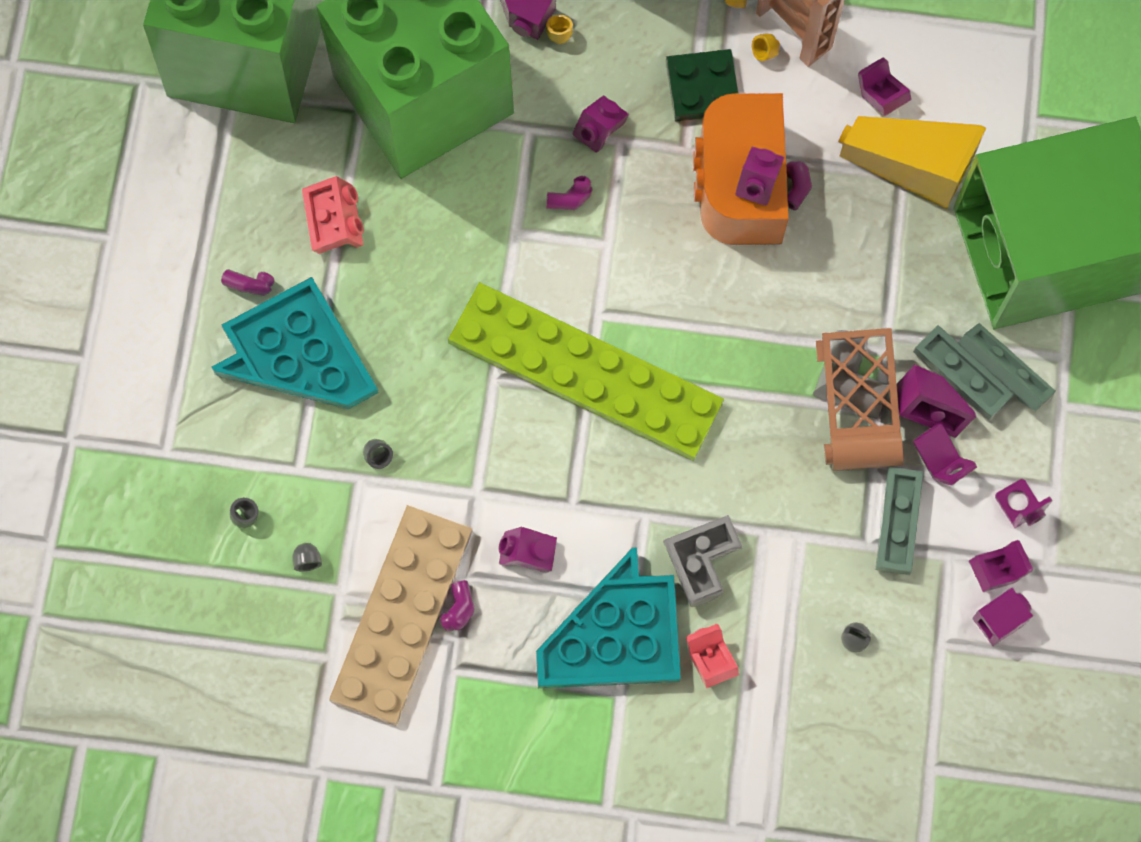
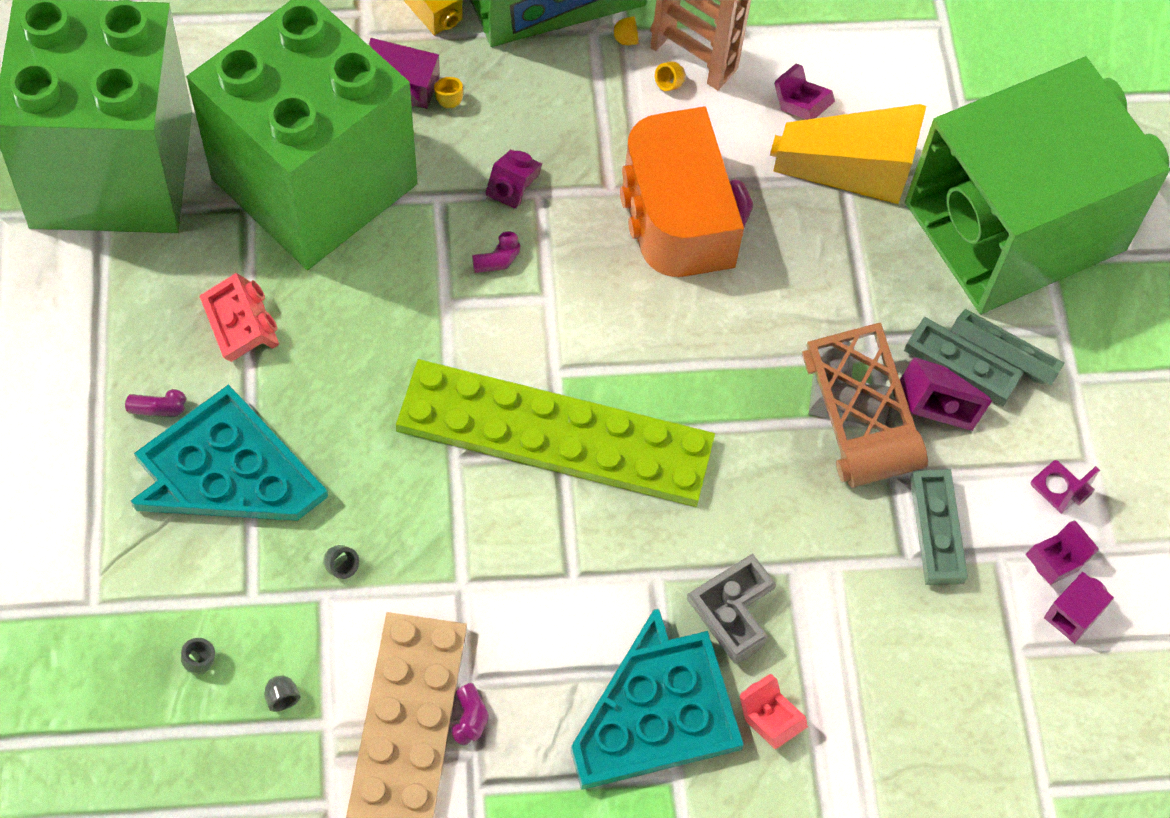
camera: 15 degrees left, 10 degrees down
(527, 549) = (535, 634): magenta bracket -> none
(698, 81) = (606, 121): dark green plate -> none
(759, 175) = (703, 188): magenta bracket -> none
(853, 642) = (923, 667): dark grey hinge -> none
(941, 456) = (964, 451): magenta bracket -> none

